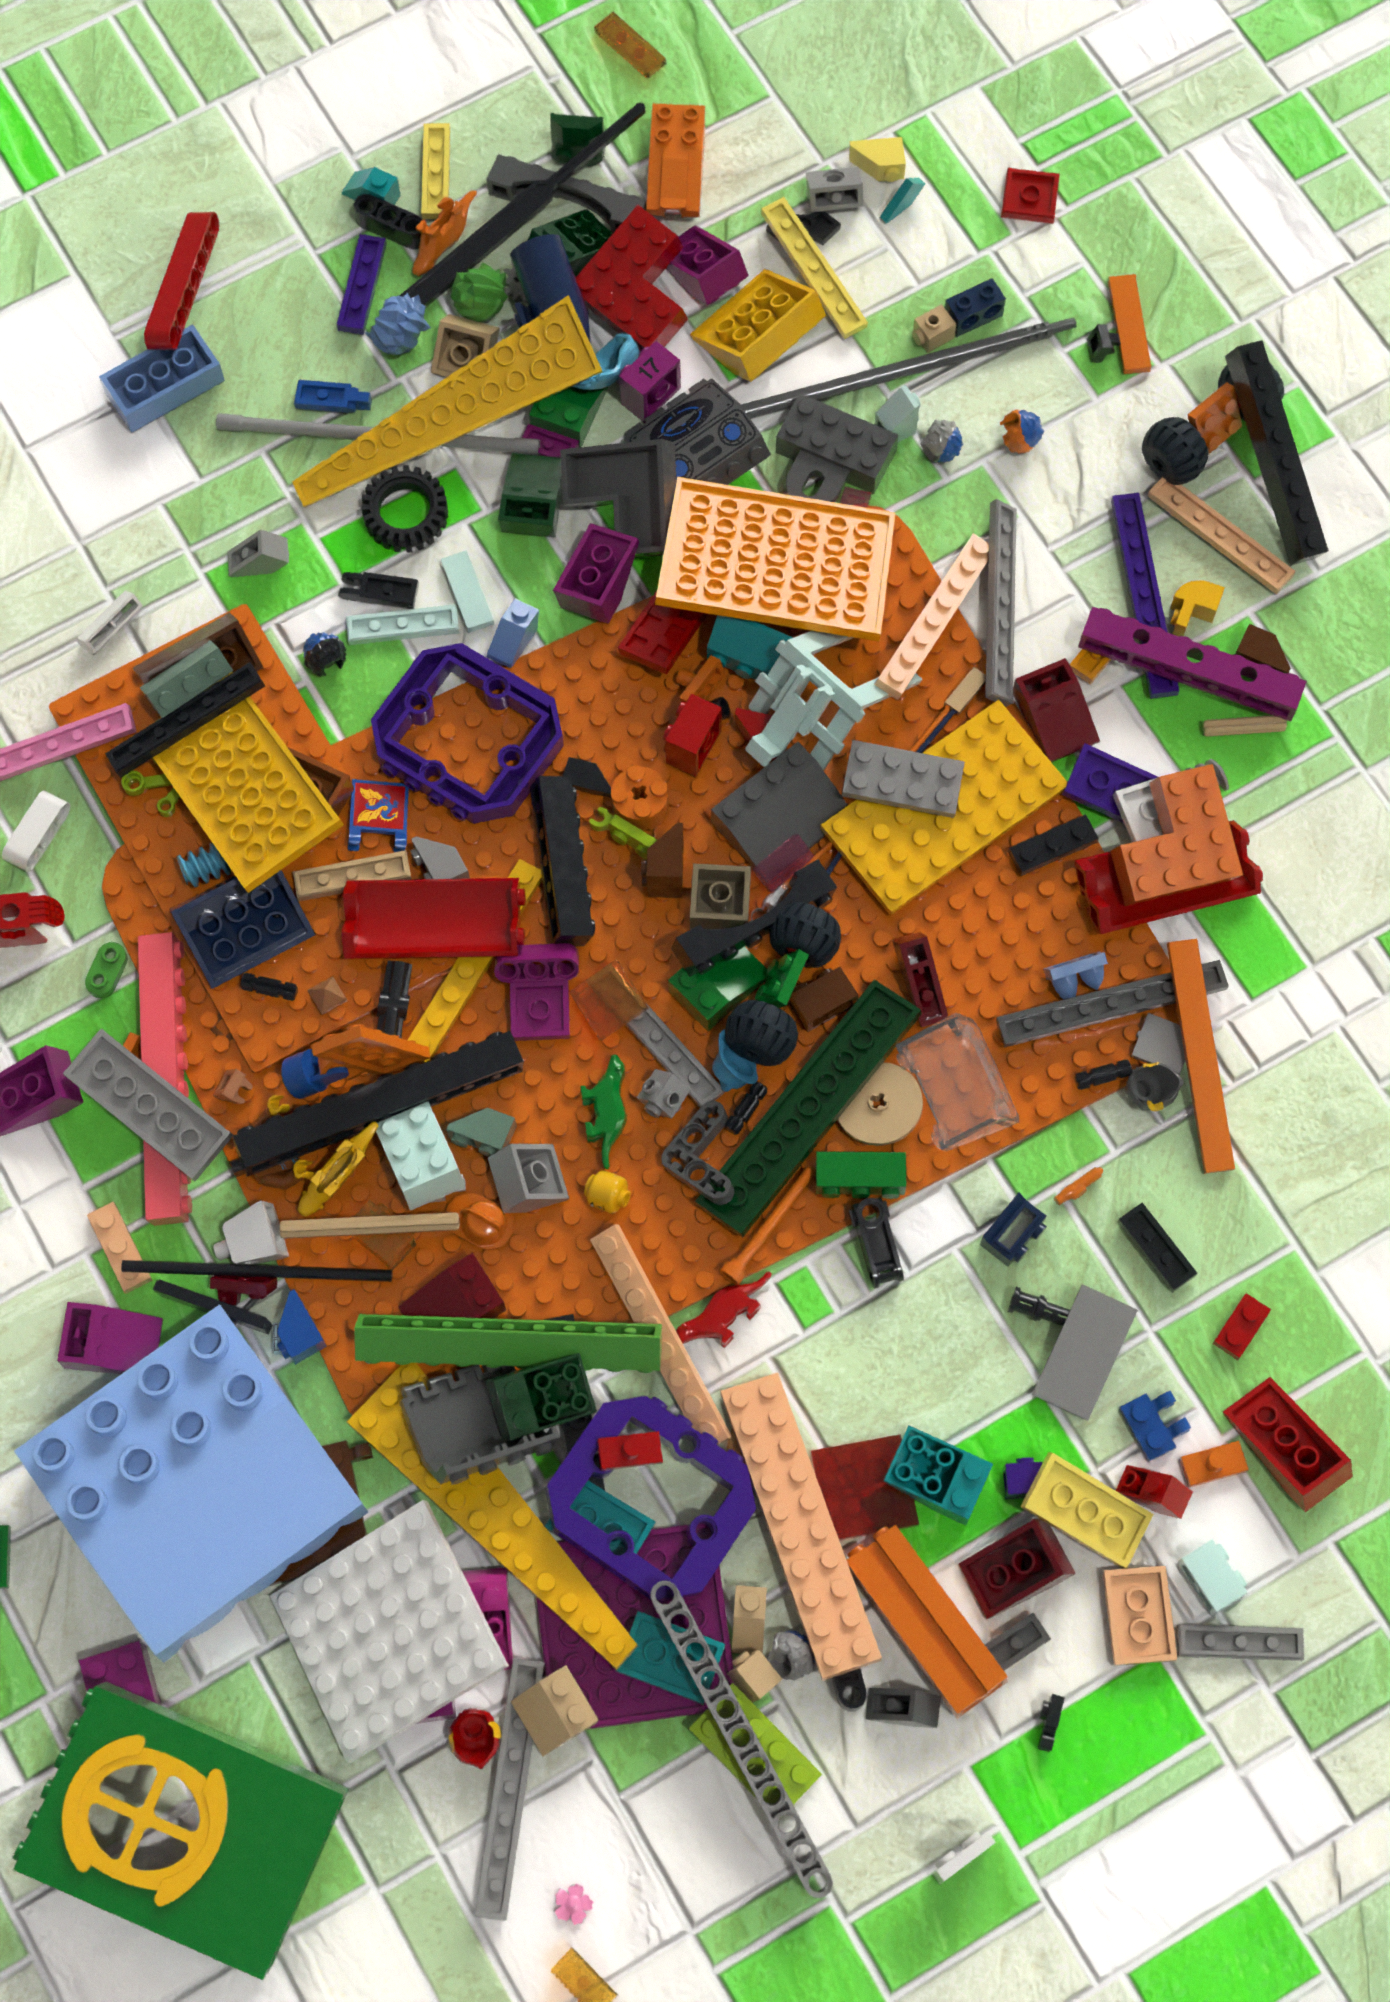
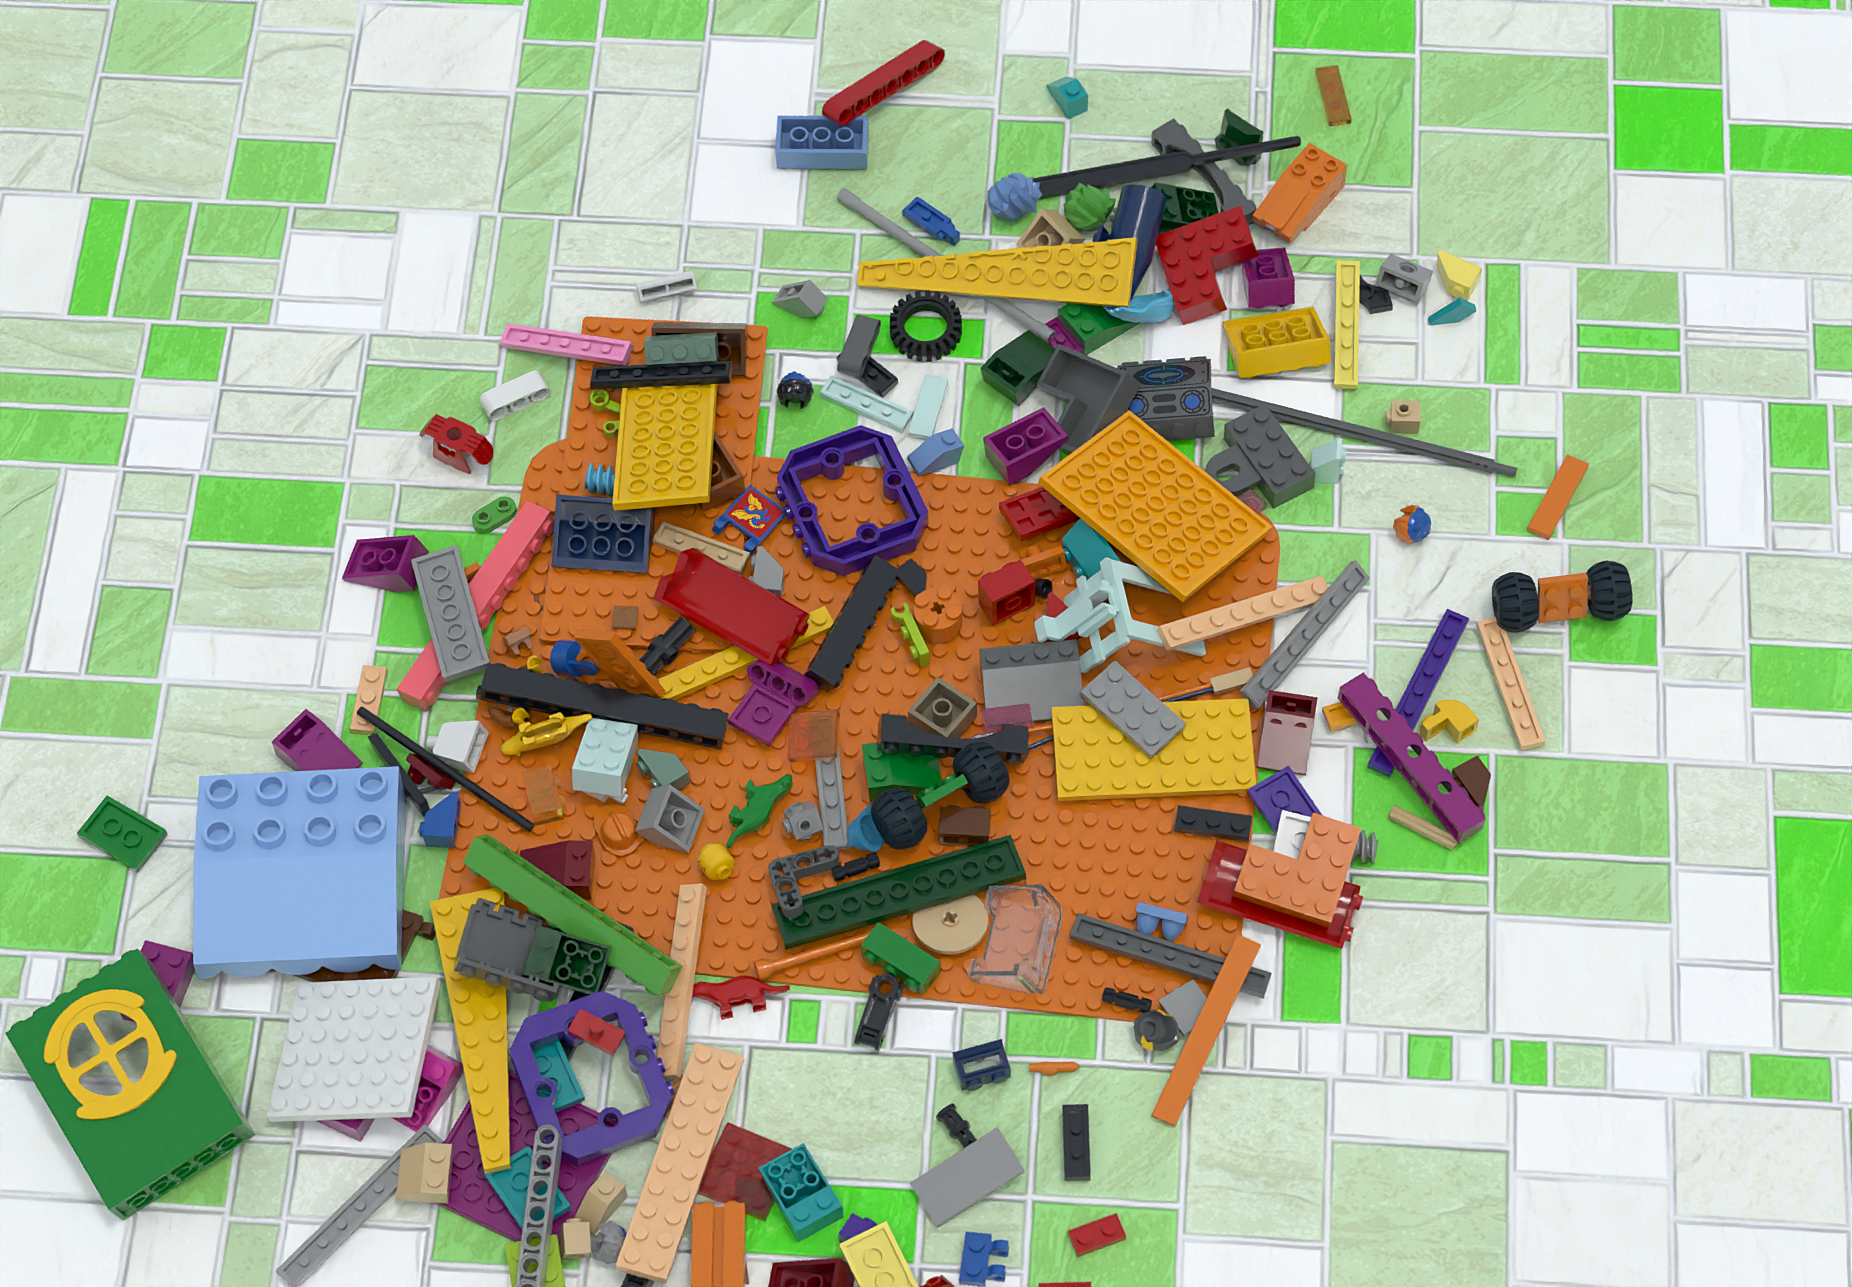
camera: 35 degrees right, 10 degrees down
(269, 986) = (590, 587): black axle -> none
(357, 568) = (858, 345): none -> dark grey beam
(361, 284) = (1011, 155): dark purple plate -> none
(369, 1225) = (537, 780): tan axle -> none
(381, 213) = (1063, 123): black beam -> none
(435, 167) = (1123, 107): light yellow plate -> none
(442, 232) = (1094, 151): orange animal -> none
(474, 1737) = (361, 1157): red hair -> none
(650, 381) = (1163, 335): magenta brick -> none
(664, 865) = (921, 666): reddish brown slope -> none
(921, 977) = (1045, 851): dark red slope -> none
(942, 441) = (1348, 498): light grey piece -> none
(976, 306) = (1445, 418): dark blue brick -> none
(1030, 195) = (1553, 364): red tile -> none
(1102, 343) = (1525, 498): black tile -> none
(1276, 452) = (1586, 644): black brick -> none

